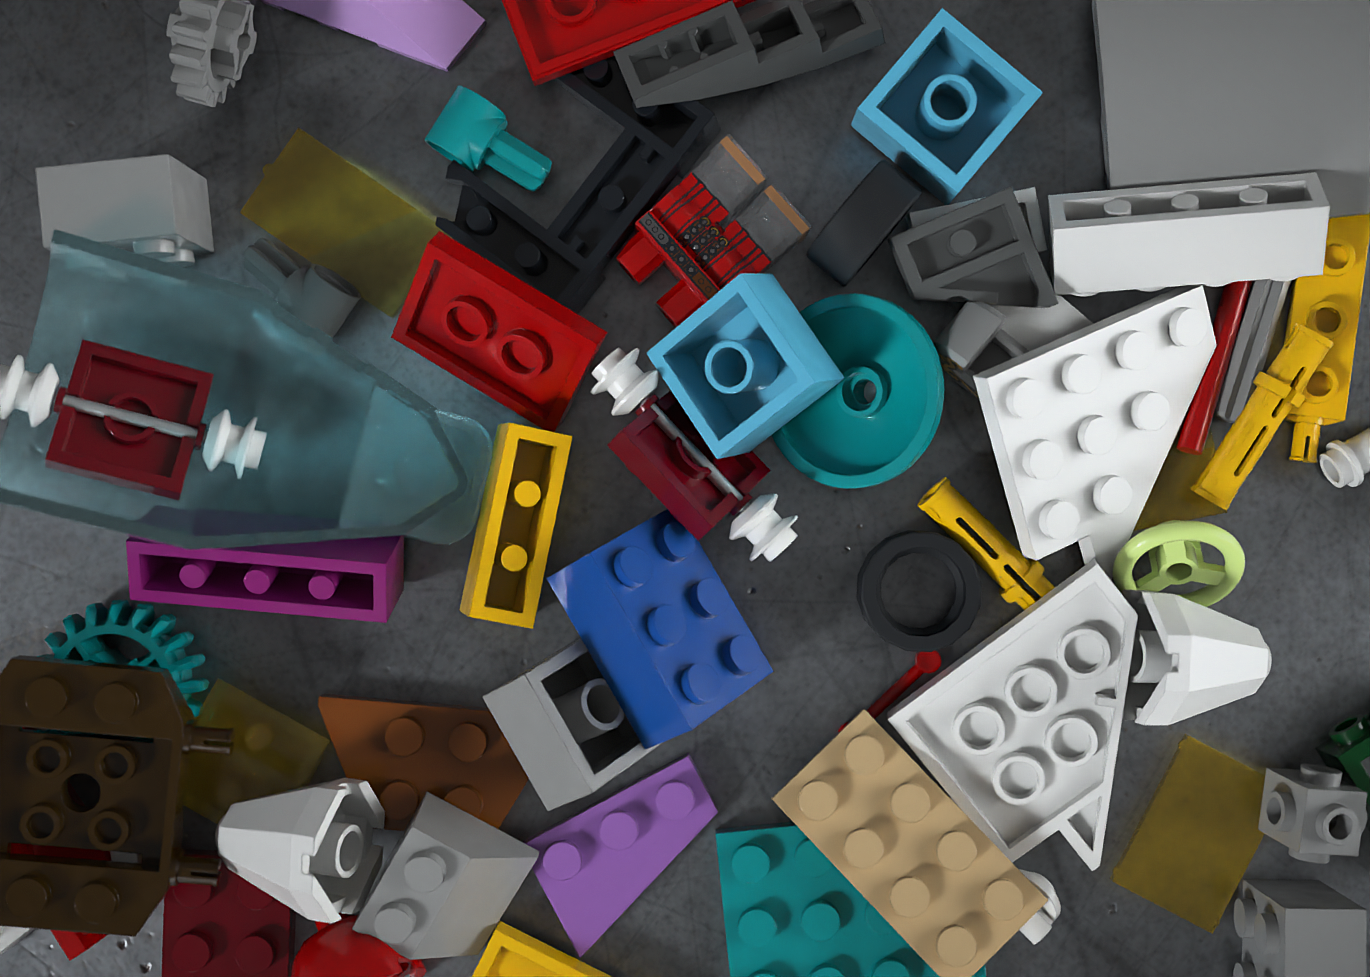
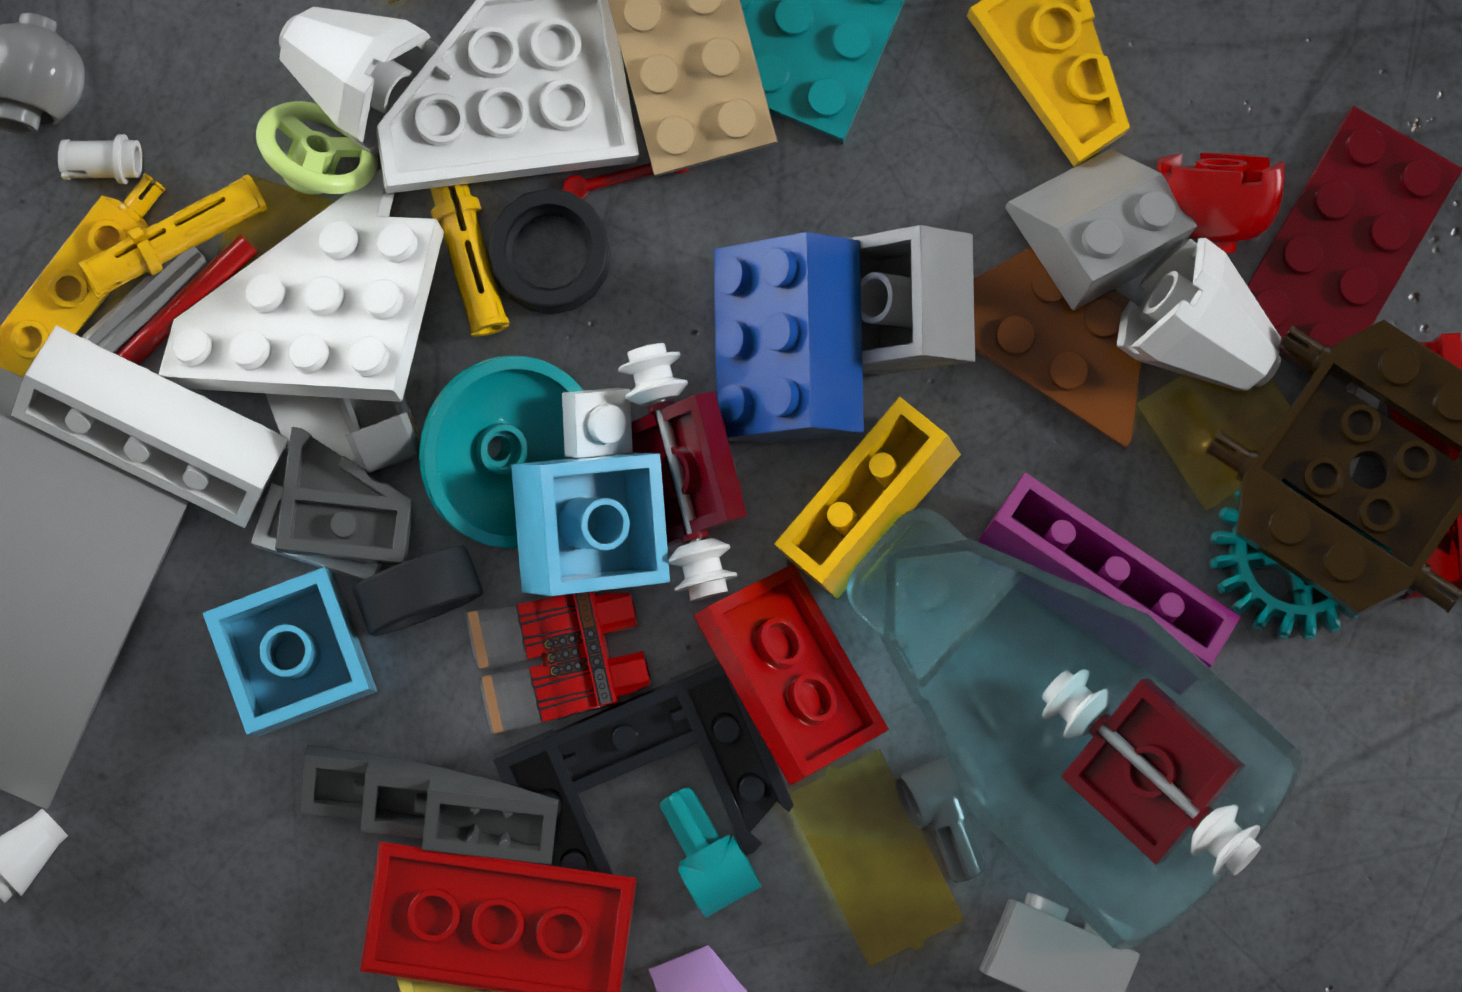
camera: 145 degrees left, 5 degrees down
(618, 846) = (934, 175): medium lavender wing -> none
(791, 460) = (596, 422): none -> white plate

